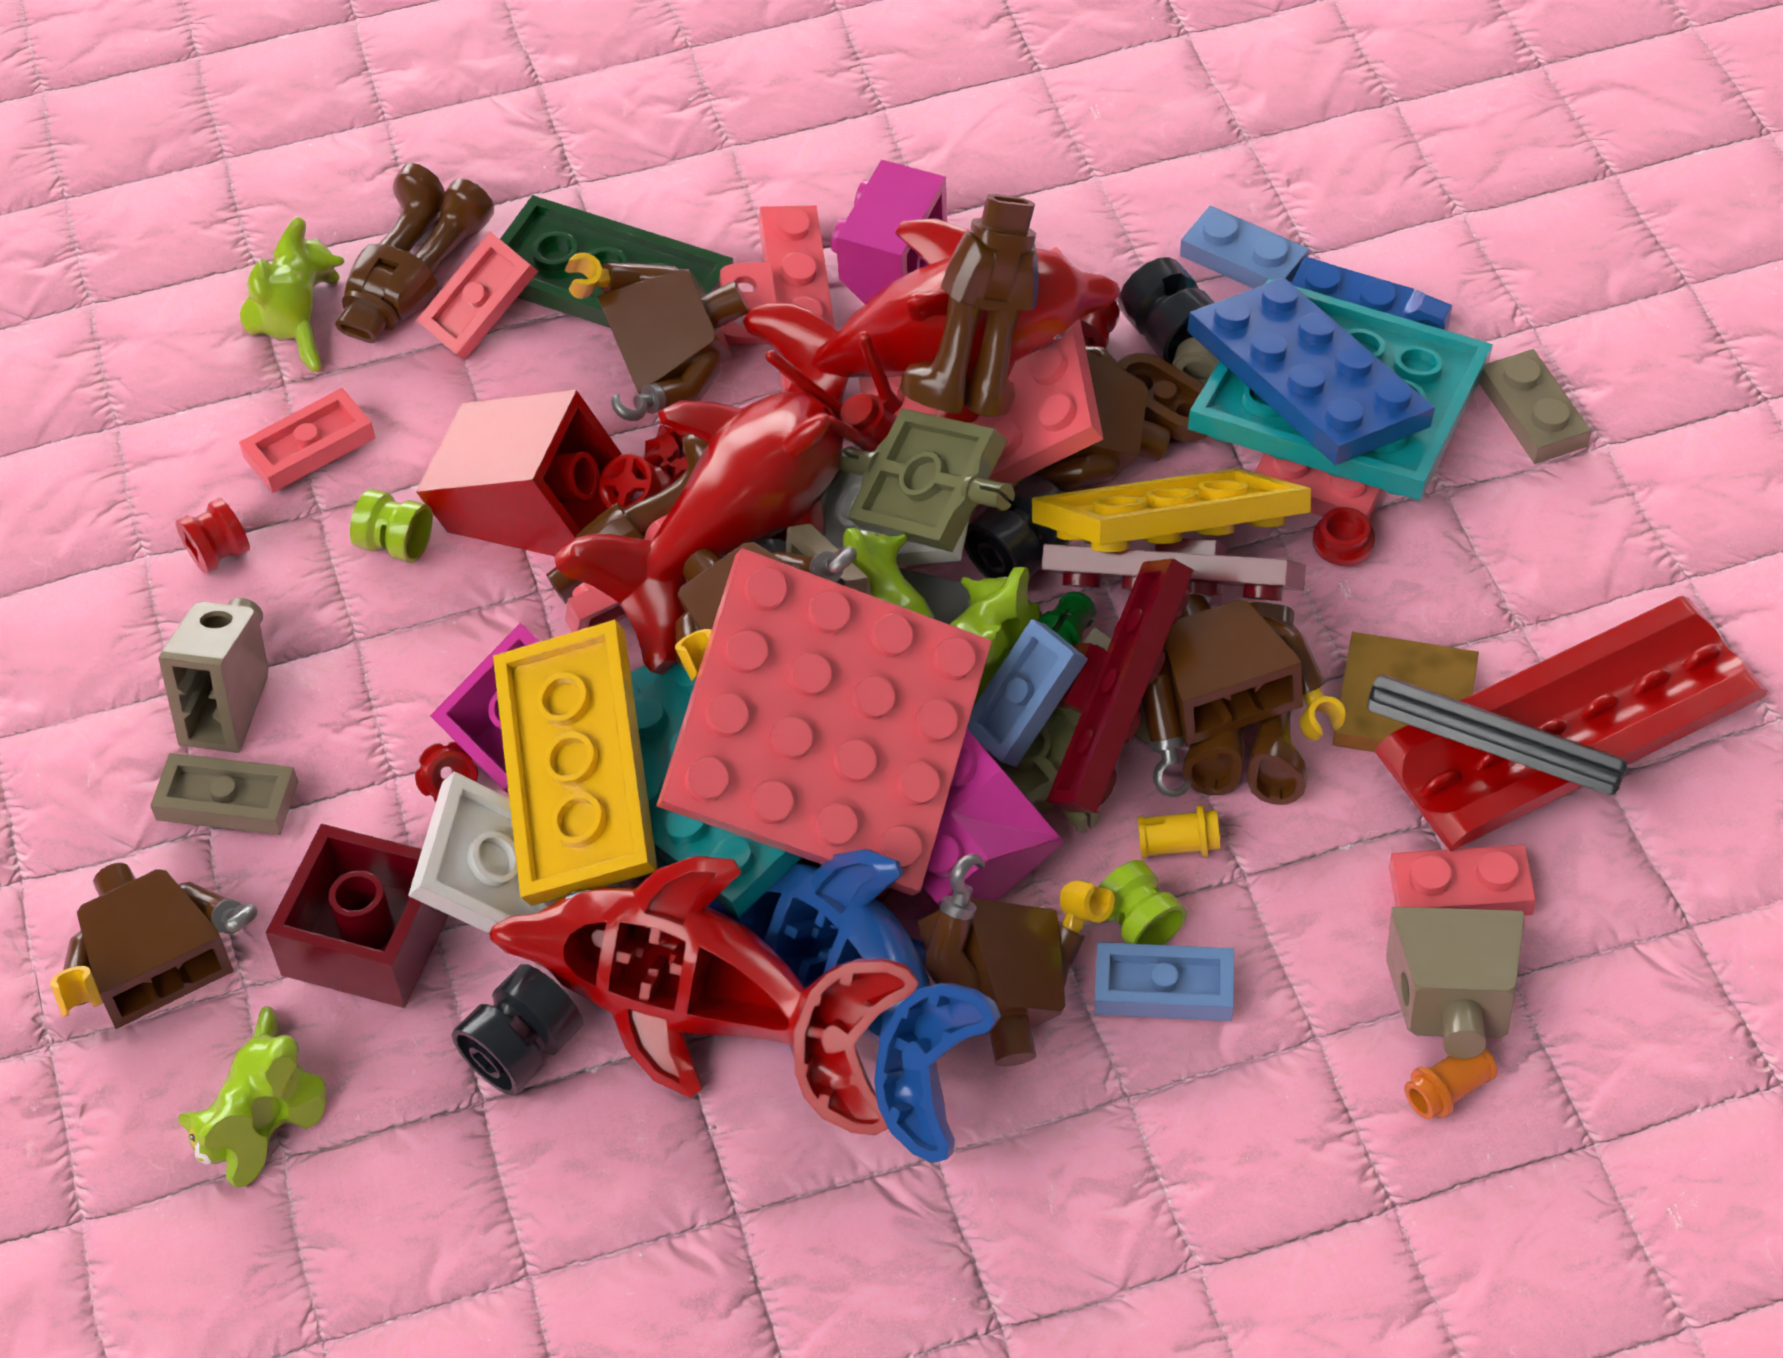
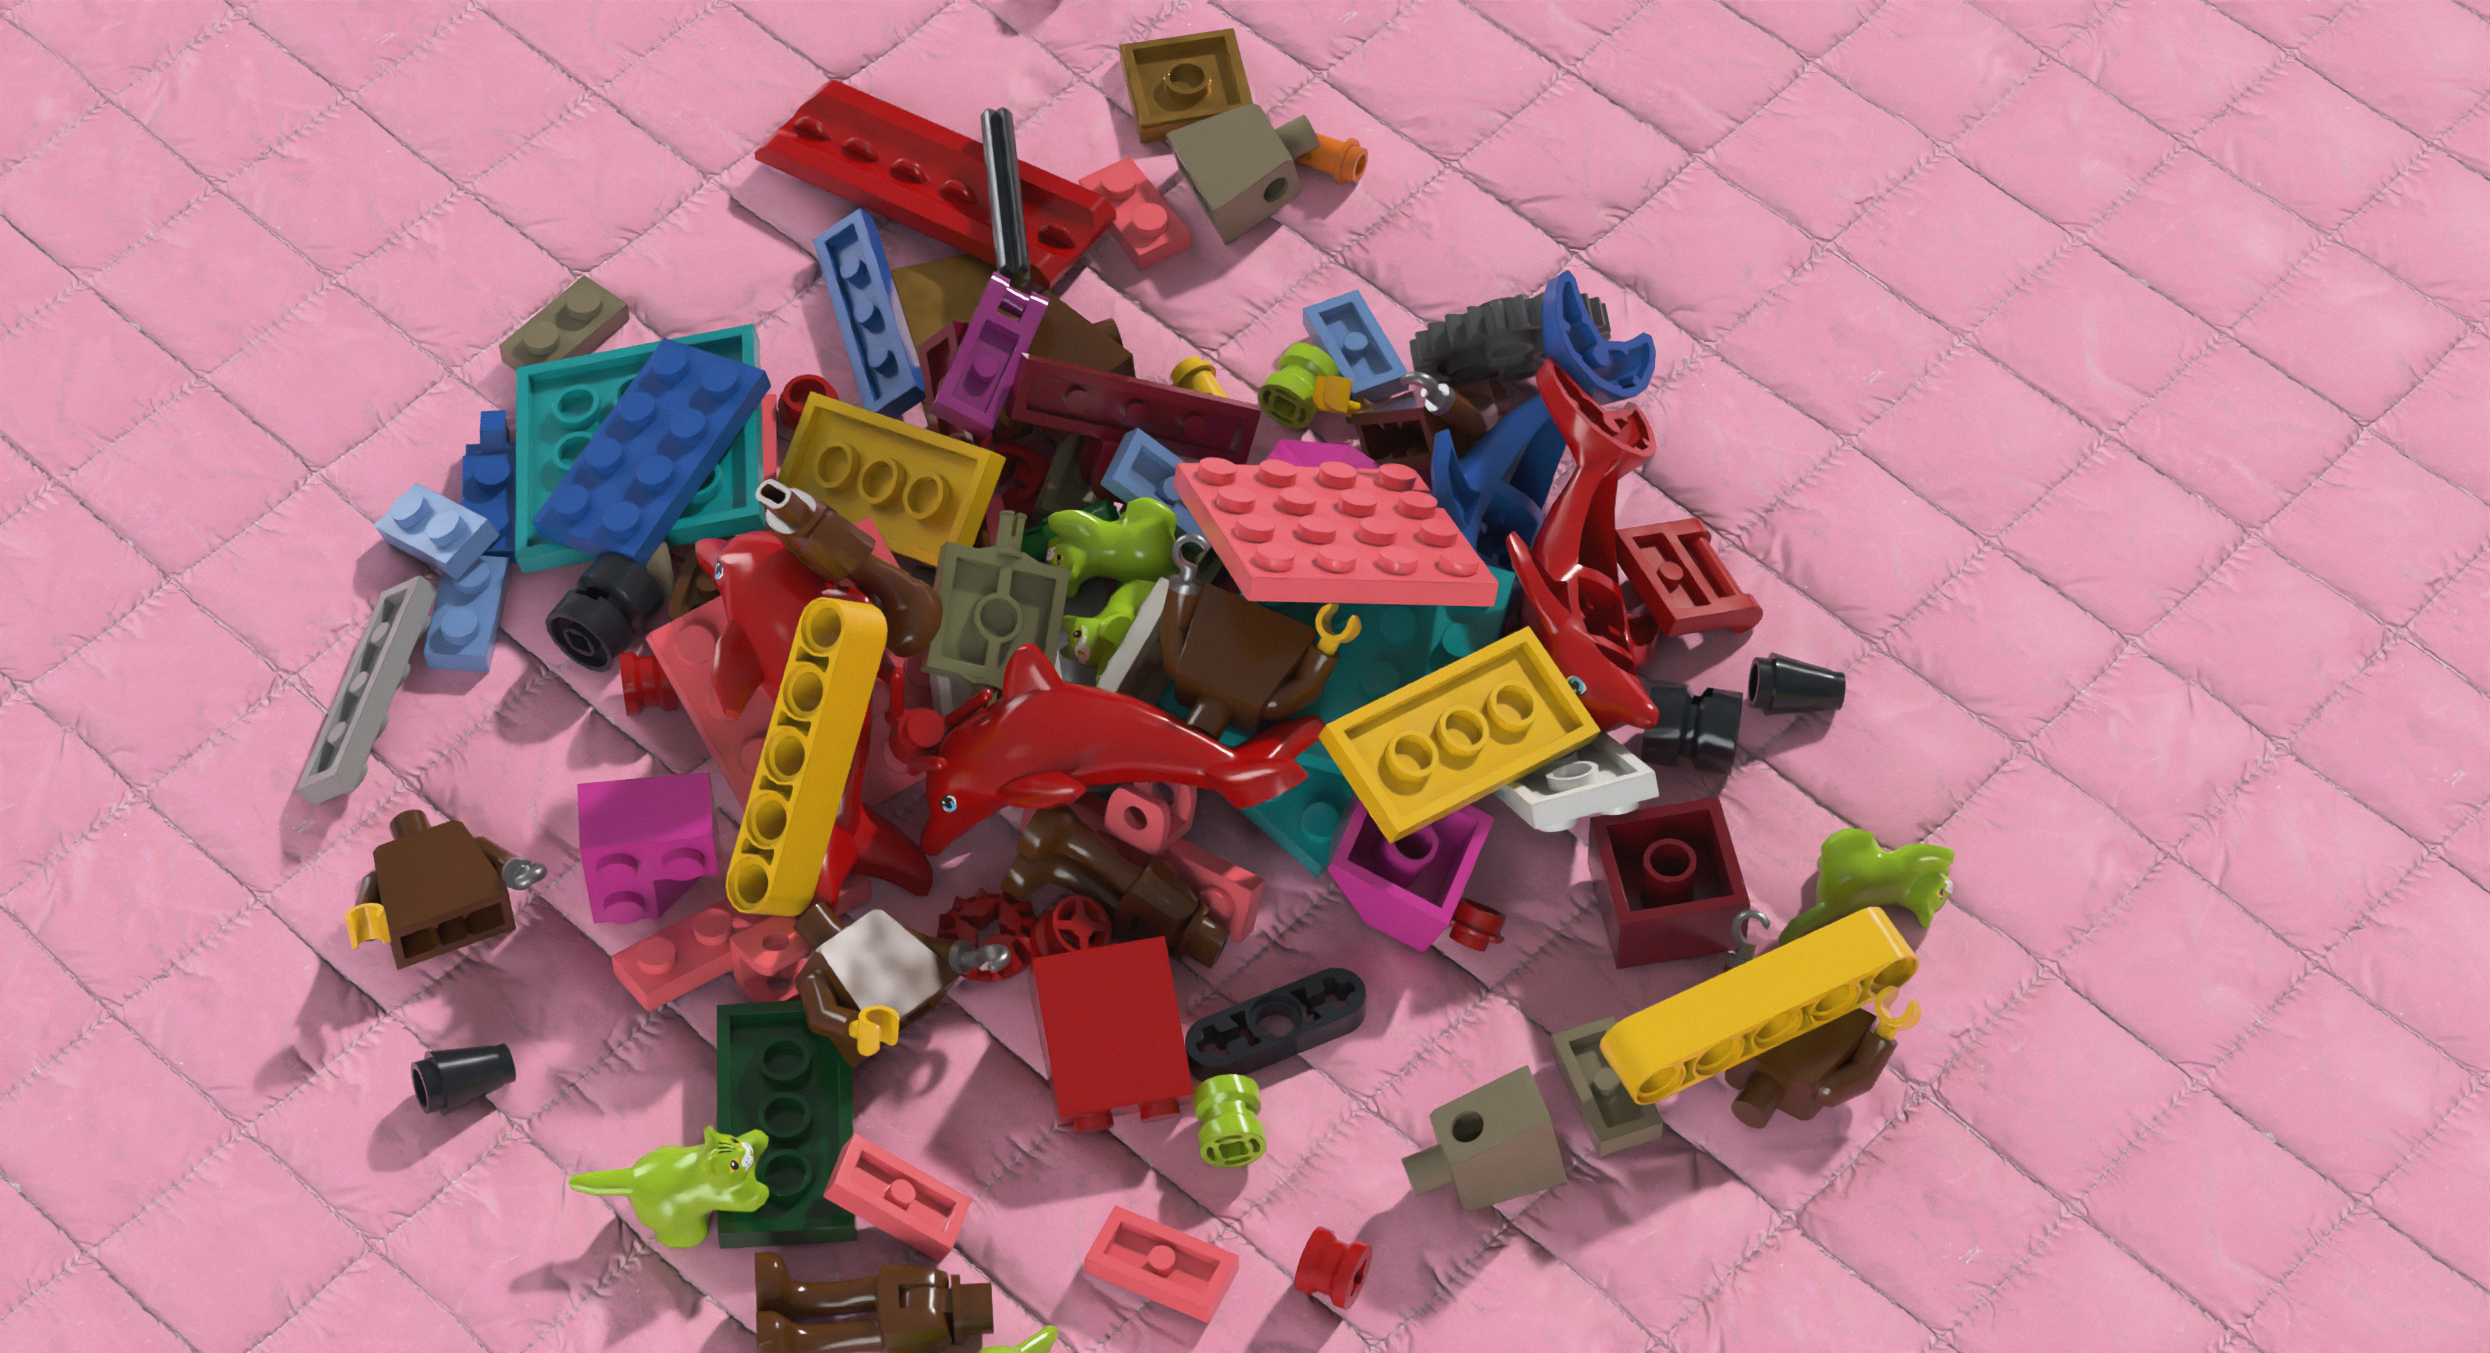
camera: 120 degrees left, 0 degrees up
(158, 889) = (1758, 1005): none -> yellow beam
(454, 582) = (1287, 1001): none -> black beam
(513, 1153) = (1793, 686): none -> black cone
(585, 180) = (680, 1186): none -> lime animal
(694, 1095) = (1684, 578): none -> red plate
(784, 110) = (460, 1076): none -> black cone
(834, 267) = (806, 757): none -> yellow beam
(960, 128) = (436, 890): none -> reddish brown torso
(1036, 1101) = (1492, 340): none -> dark grey gear
(1205, 172) = (367, 690): none -> light grey plate
(1227, 568) = (988, 357): none -> magenta plate
(1329, 238) = (436, 530): none -> medium blue plate
(1443, 614) = (870, 315): none -> blue plate
(1628, 1007) = (1183, 80): none -> pearl gold tile

